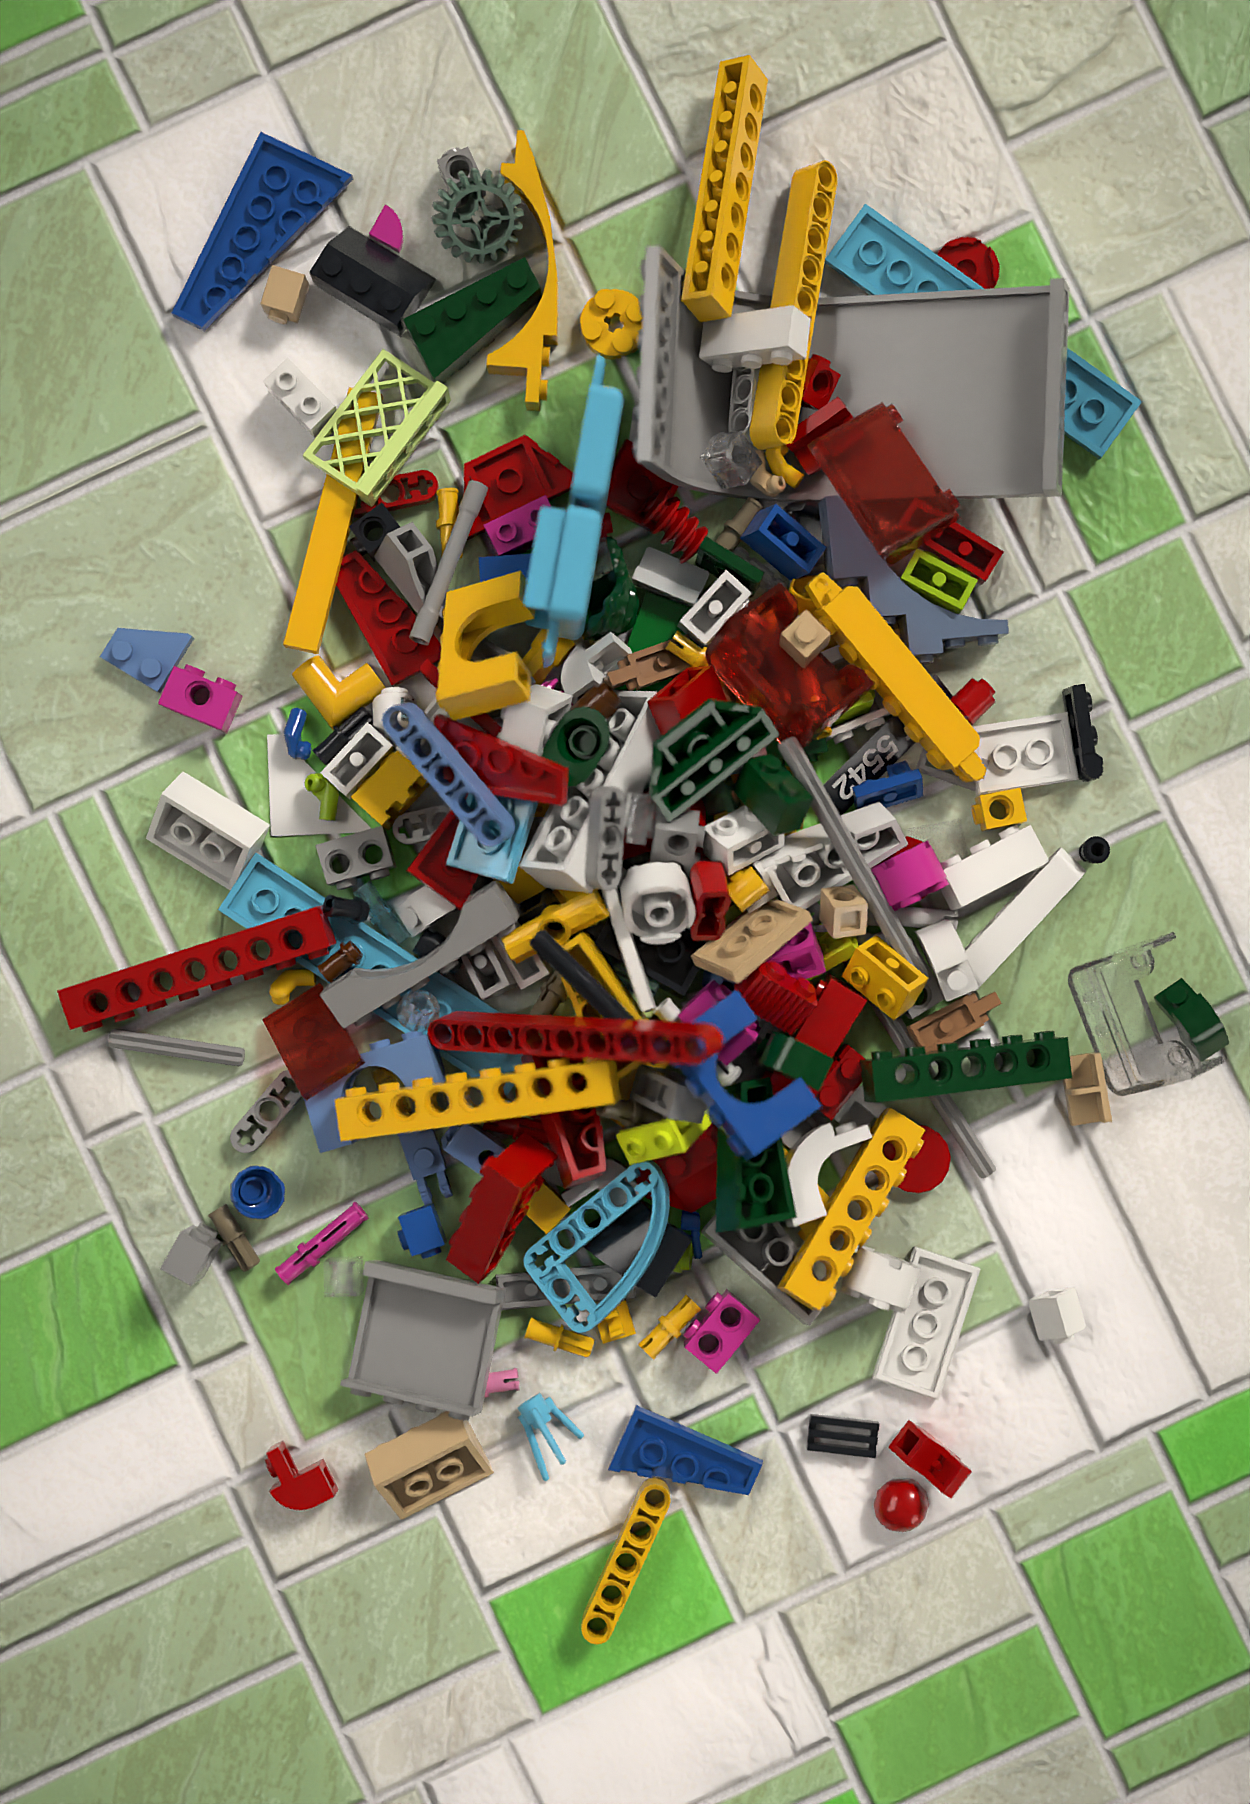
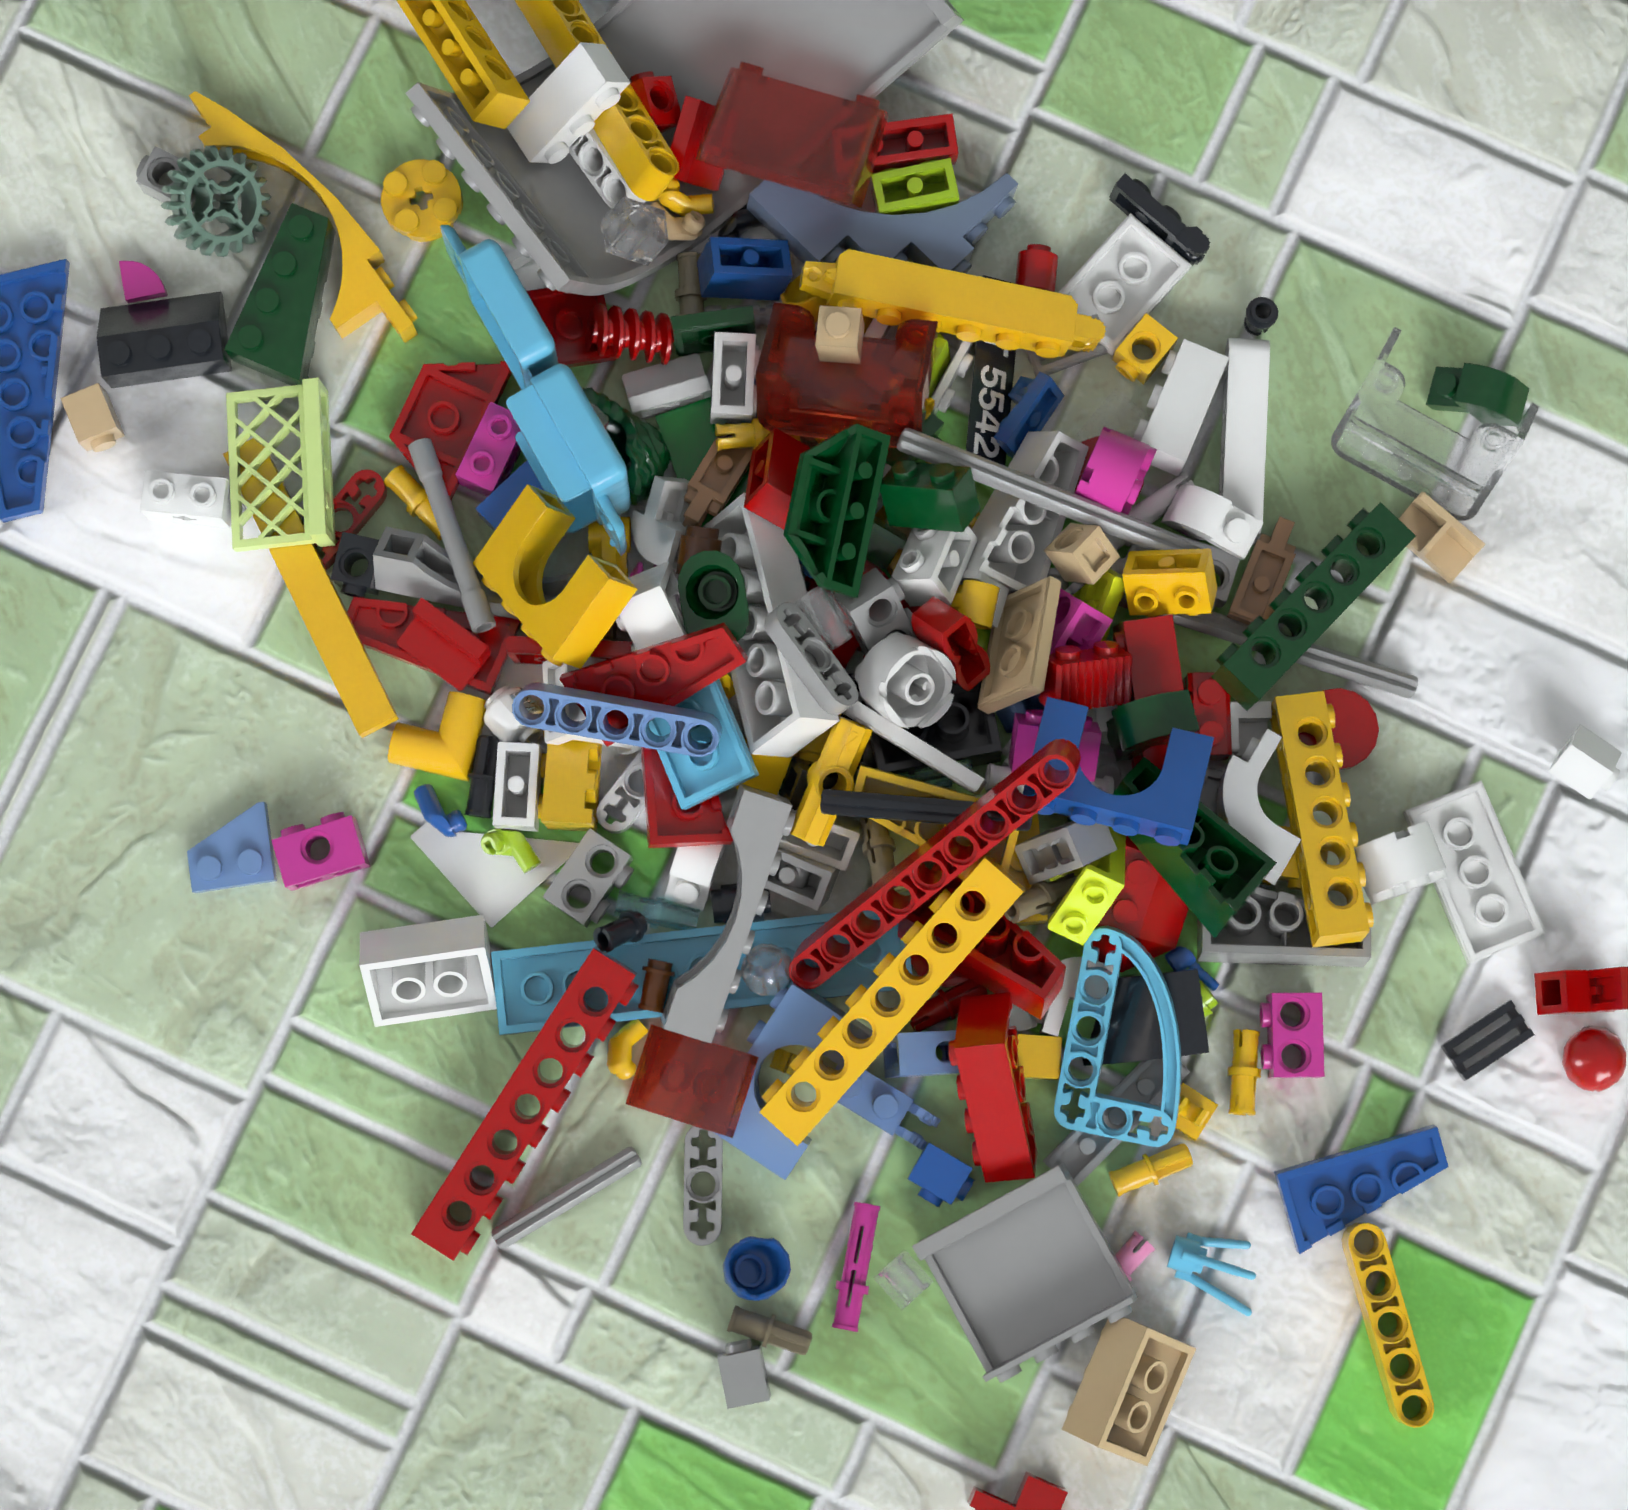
camera: 40 degrees left, 5 degrees down
(384, 630) = (443, 646): none -> red panel

